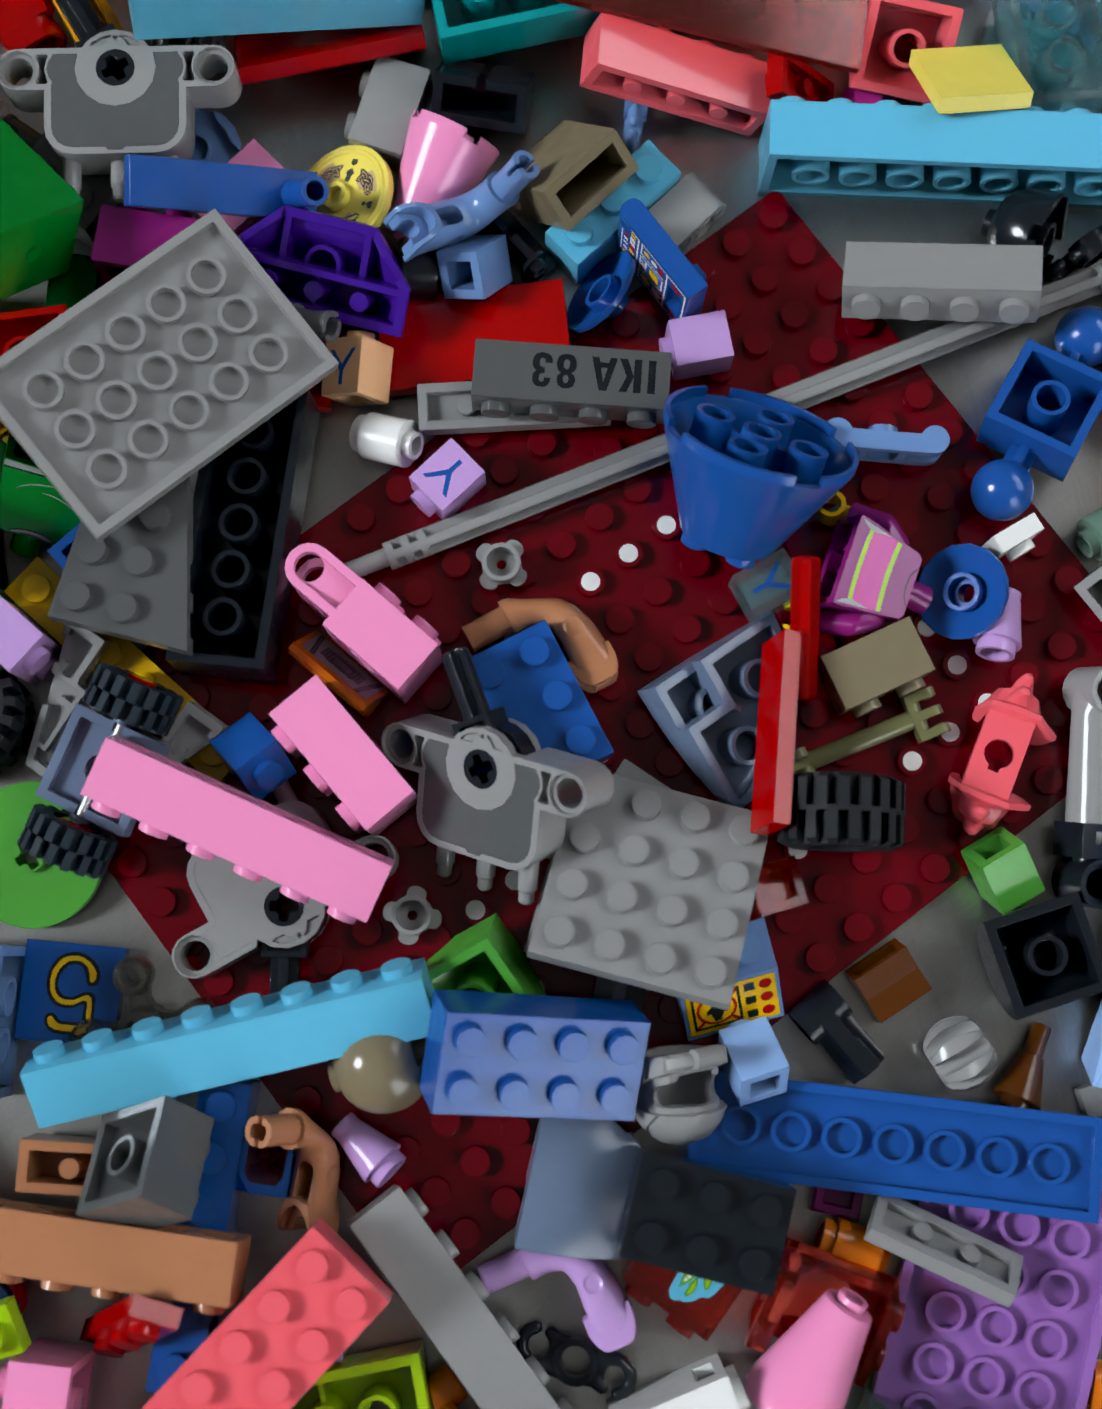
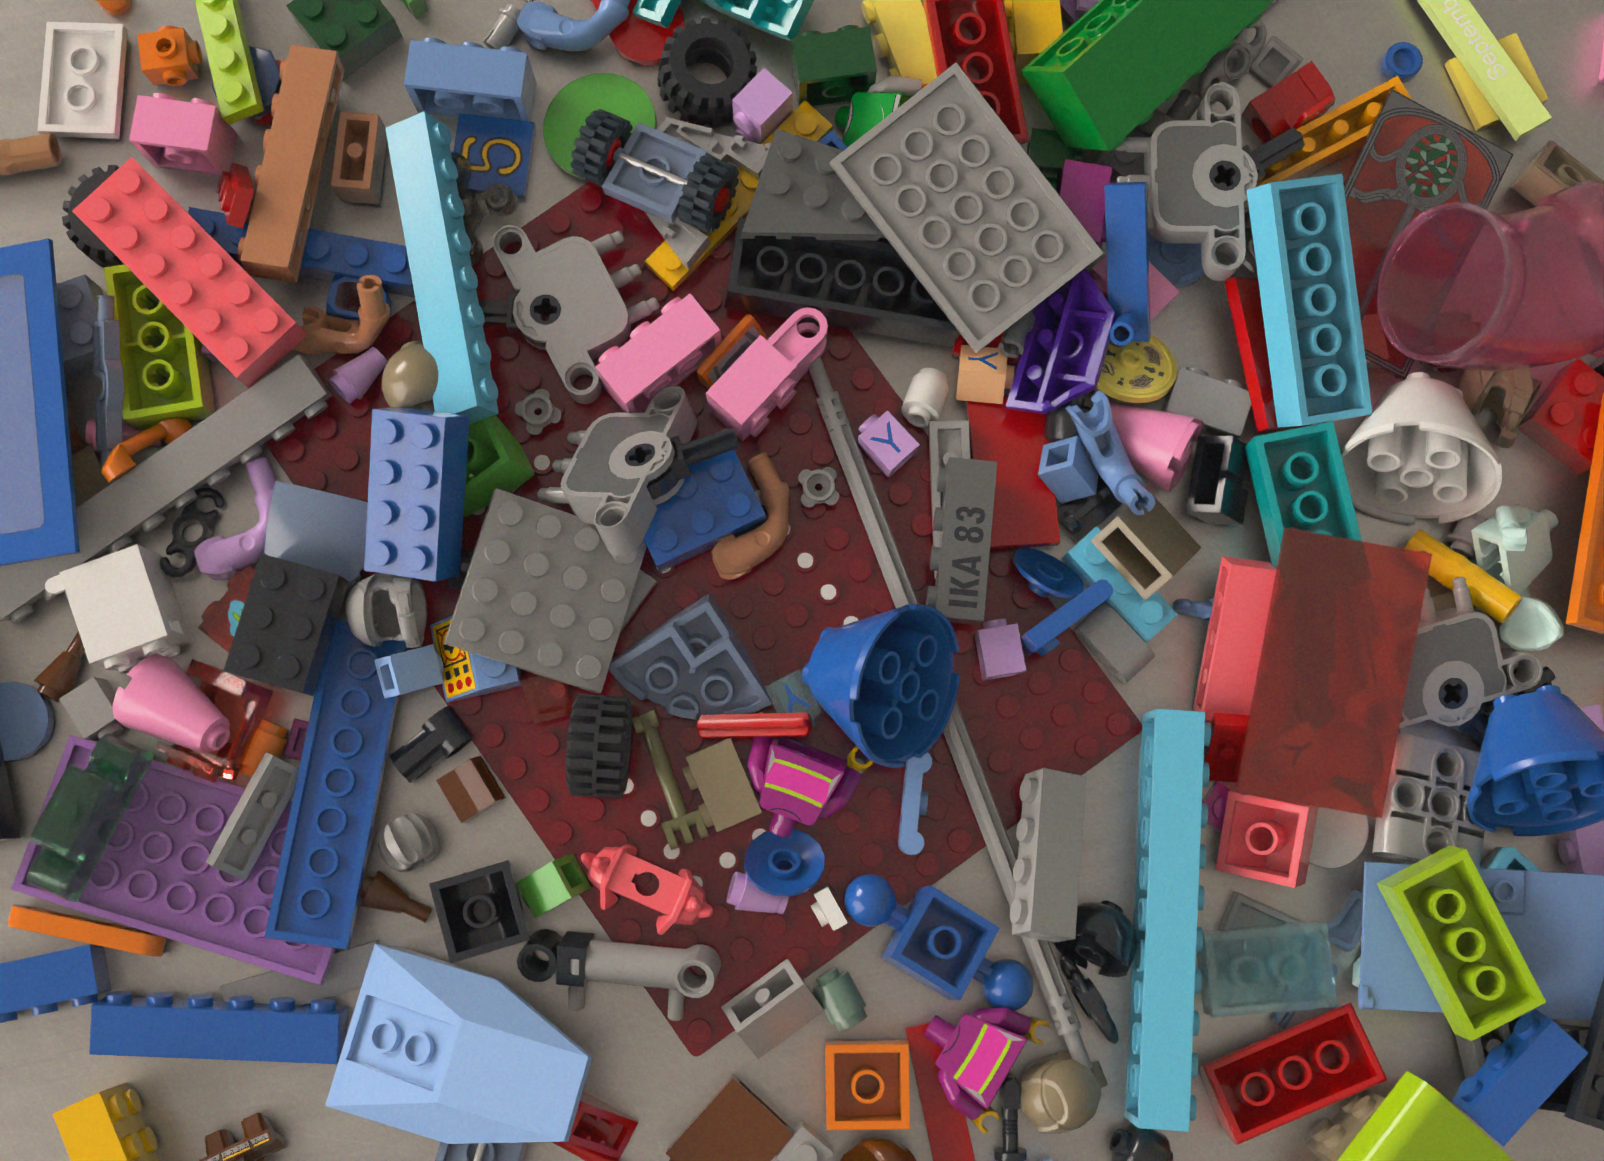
camera: 90 degrees right, 0 degrees up
(147, 1164) = (351, 204): dark grey slope -> none
(237, 828) = (601, 271): bright pink brick -> none
(253, 756) = (661, 285): blue brick -> none
(776, 733) = (665, 695): red tile -> none
(970, 79) = (1228, 887): light yellow tile -> none

